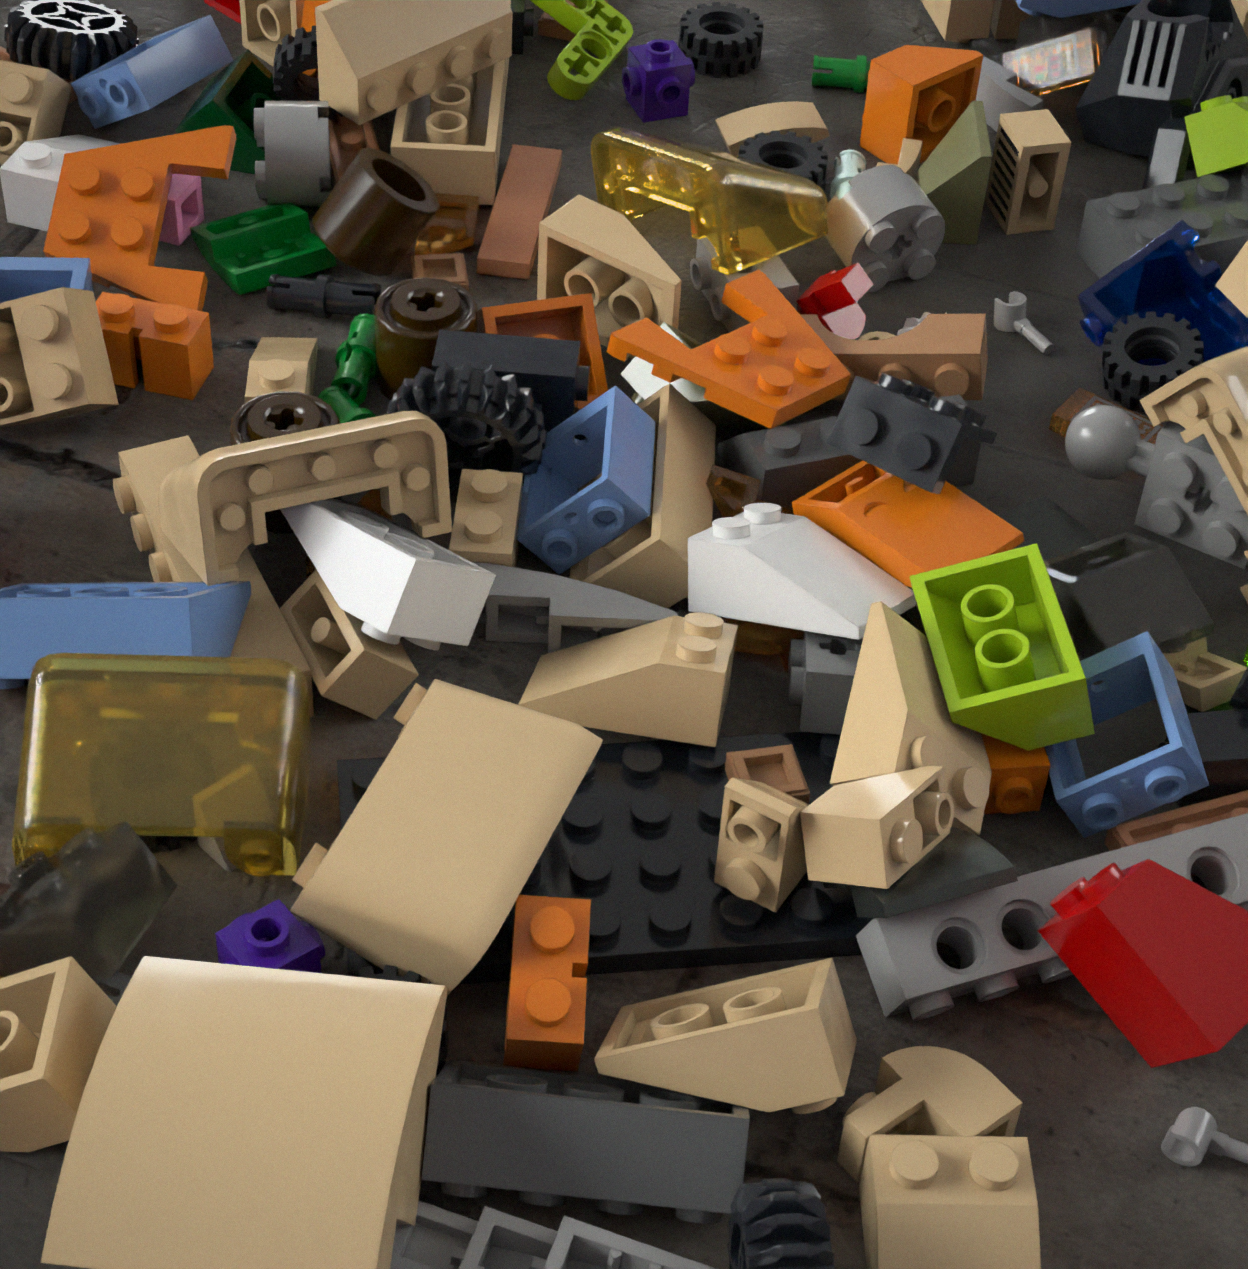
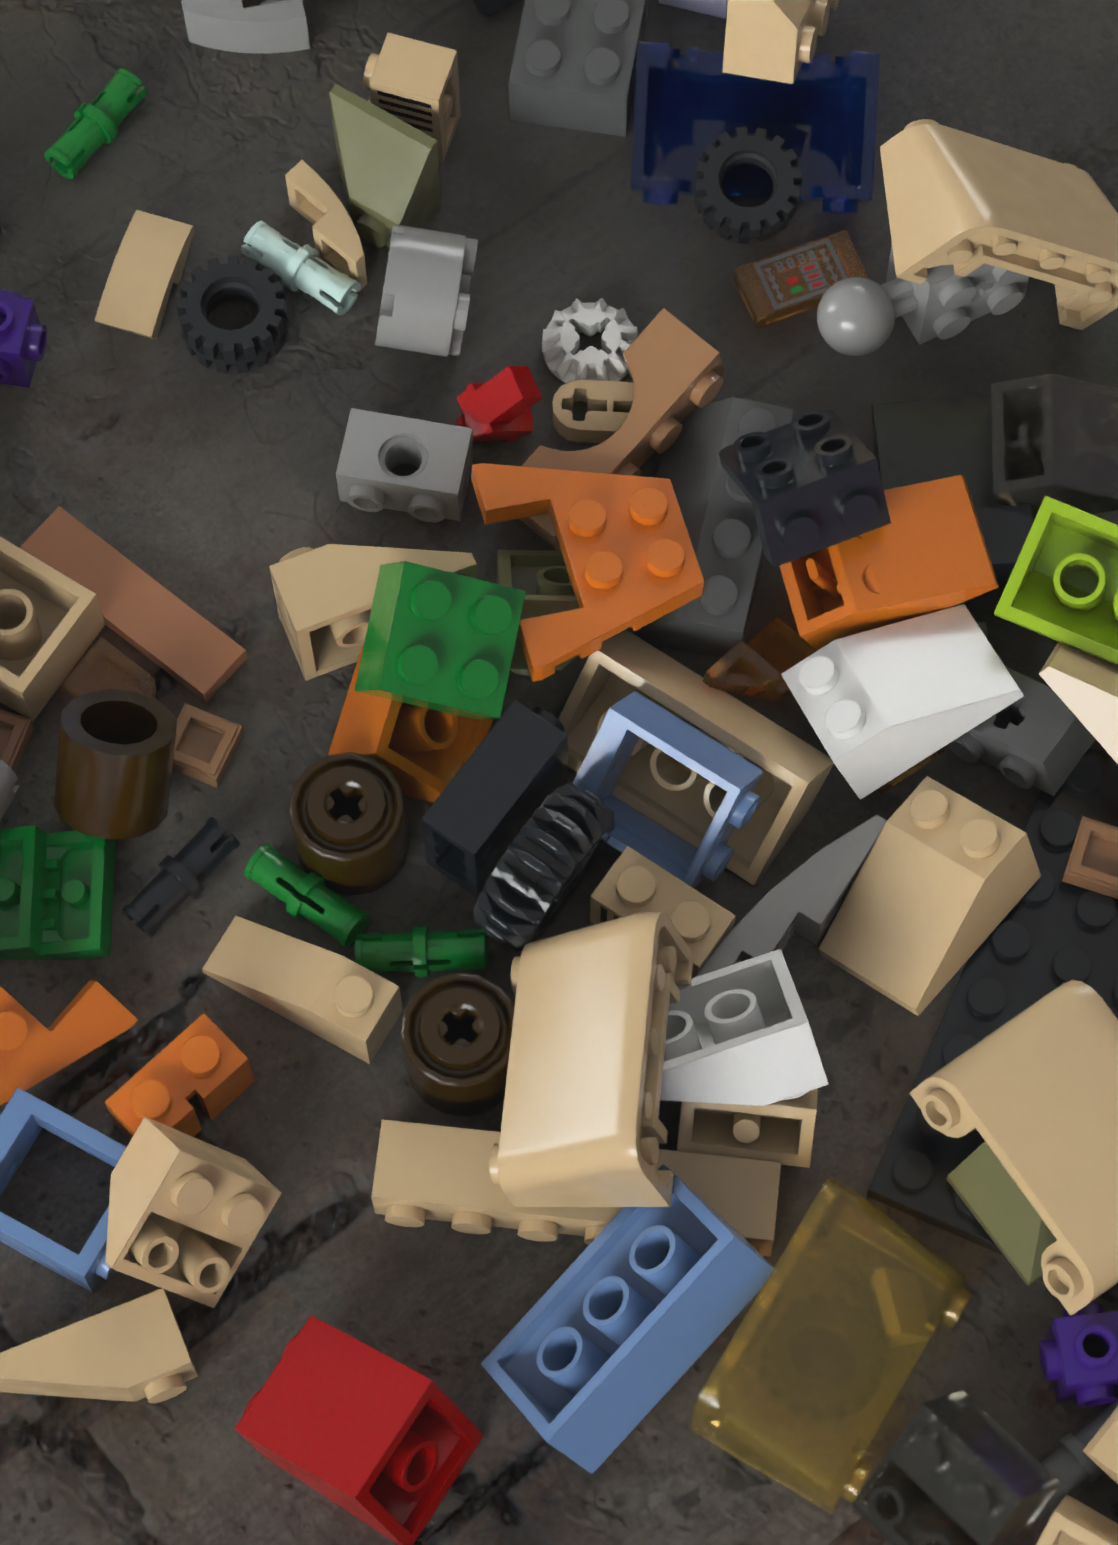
camera: 55 degrees left, 25 degrees up
(590, 276) = (440, 640): none -> green brick
(732, 201) = (291, 424): clear yellow windscreen -> none
(916, 97) = (229, 124): orange slope -> none
(1012, 318) = (590, 257): light grey hand -> none

